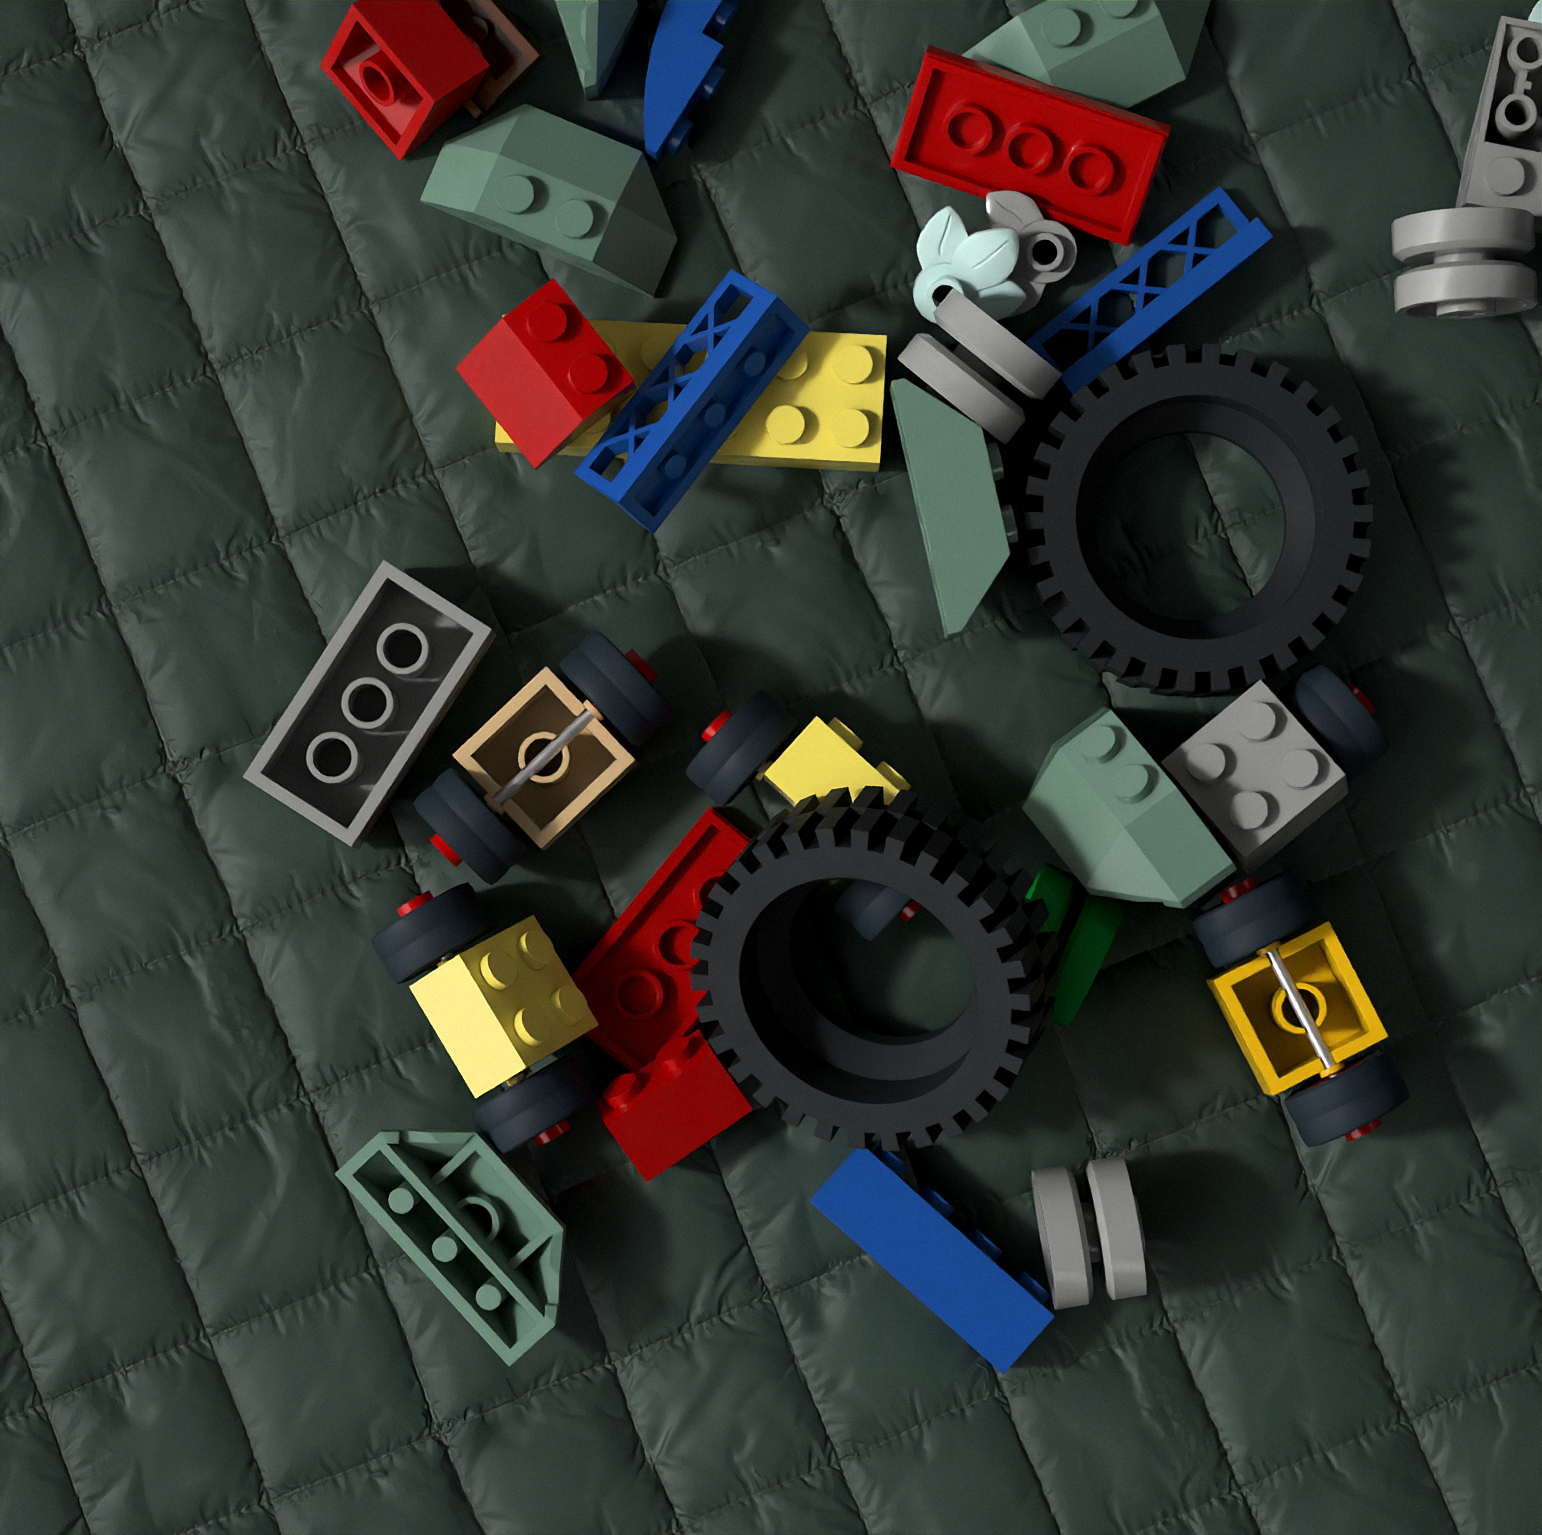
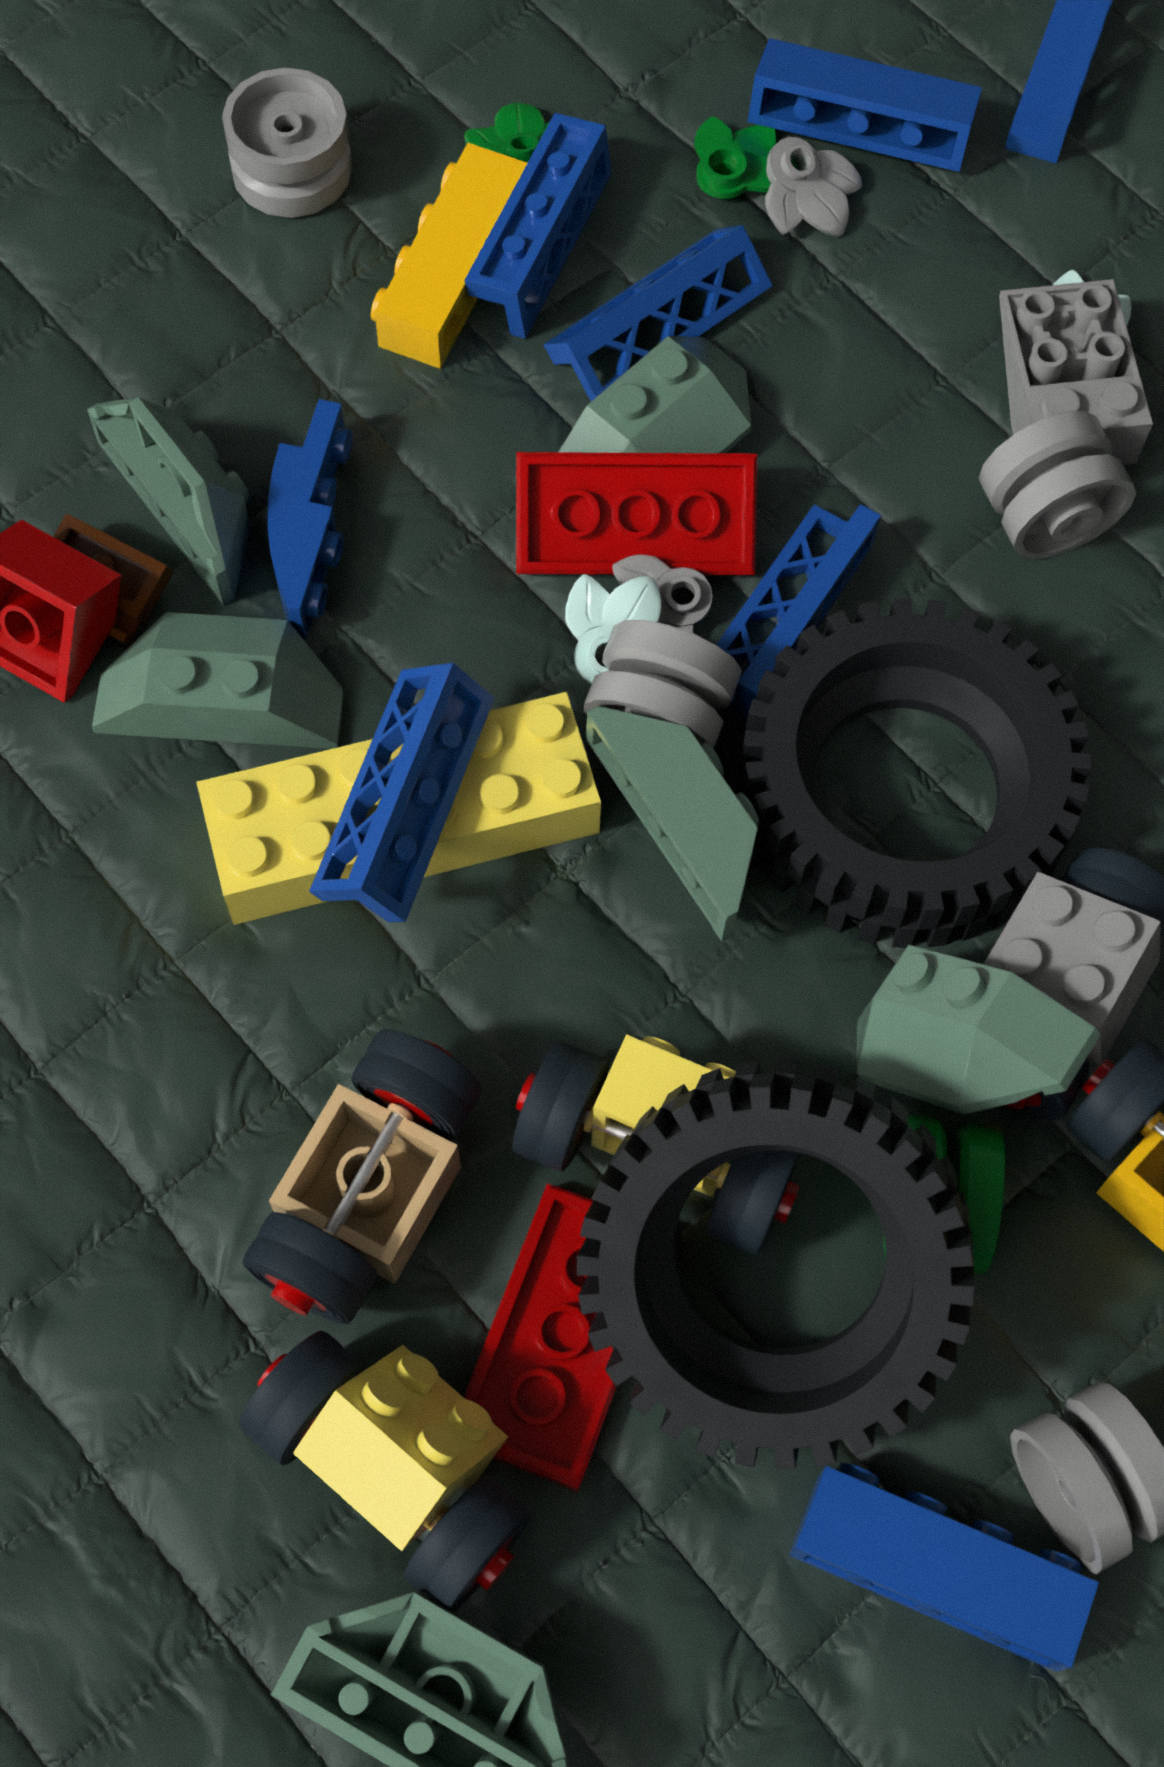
camera: 20 degrees left, 20 degrees down
(370, 705) = (170, 1190): light grey brick -> none
(546, 374) = (254, 805): red slope -> none
(671, 1104) = (612, 1496): red brick -> none

